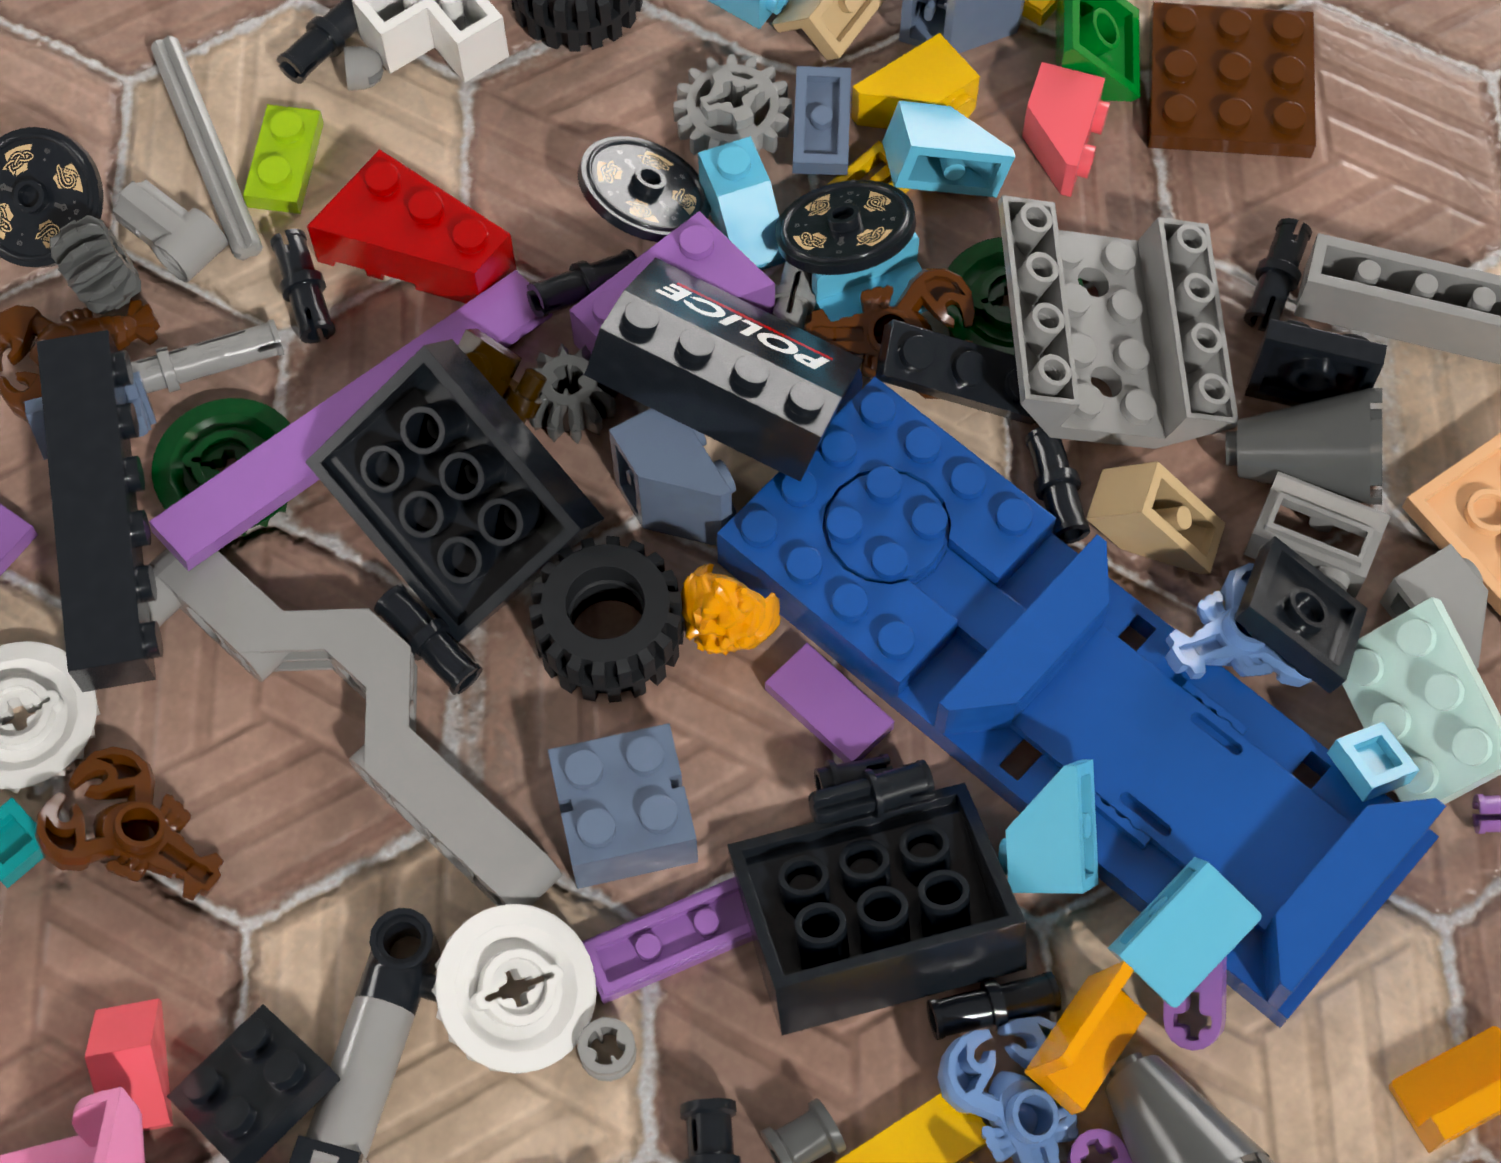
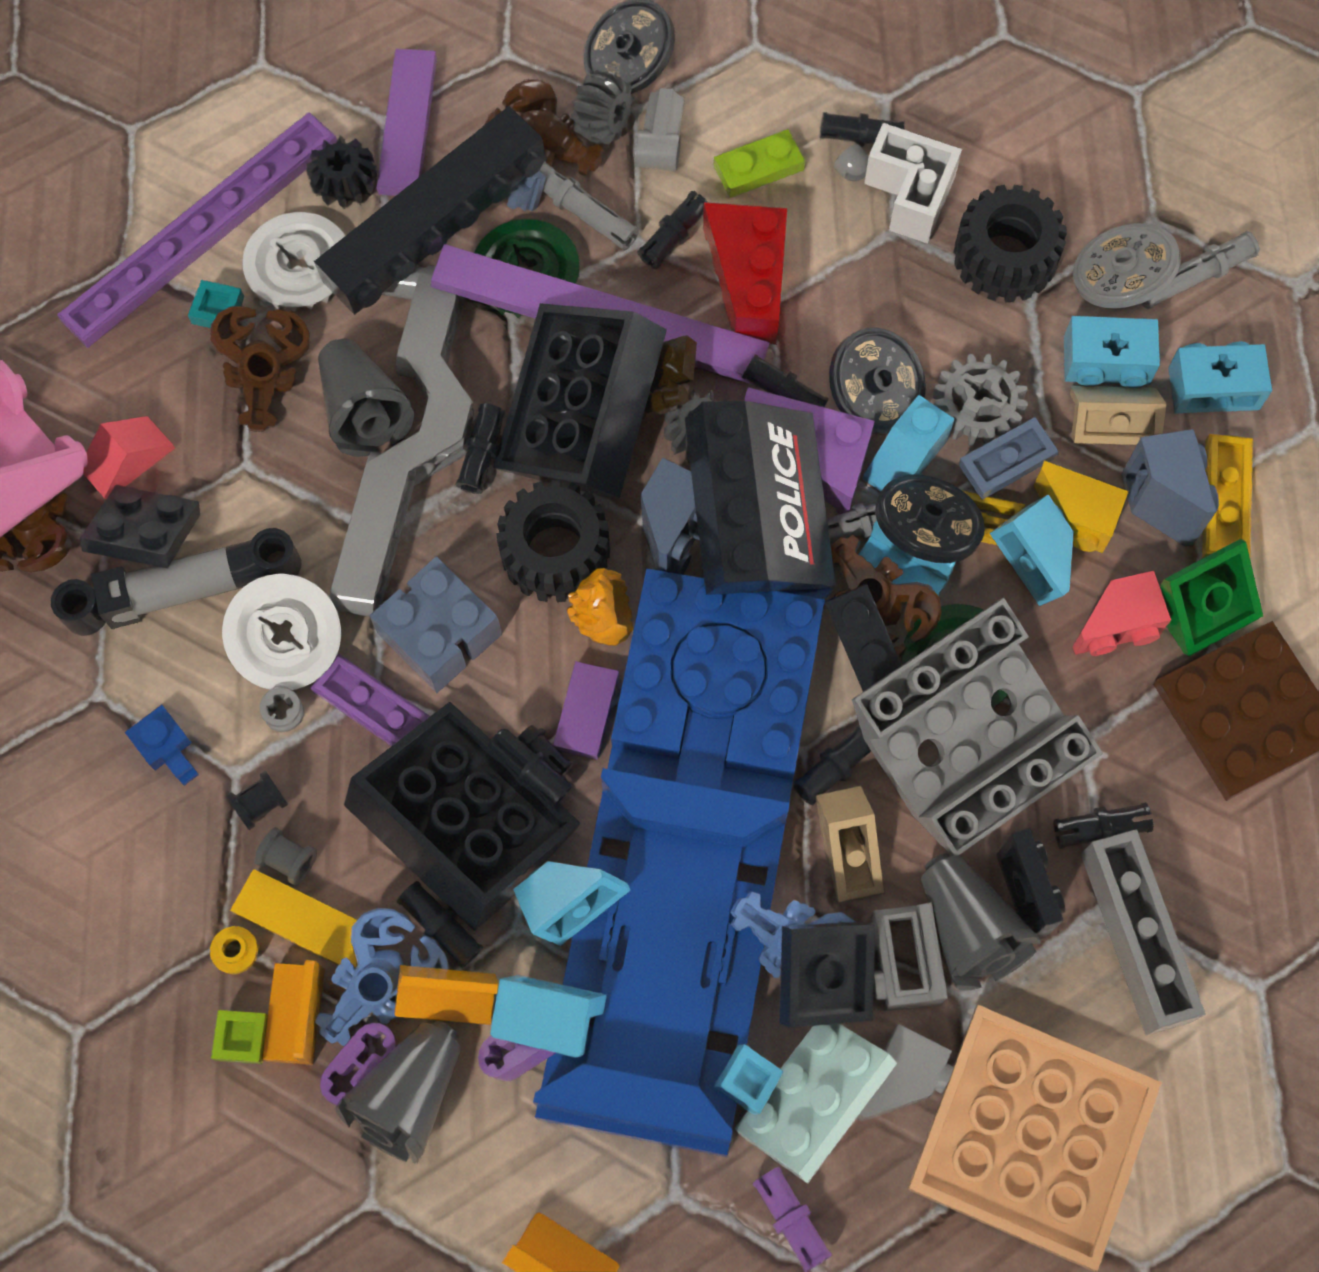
camera: 60 degrees right, 5 degrees up
(206, 148) = (735, 116): light grey axle -> none
(268, 732) = (361, 400): none -> dark grey cone

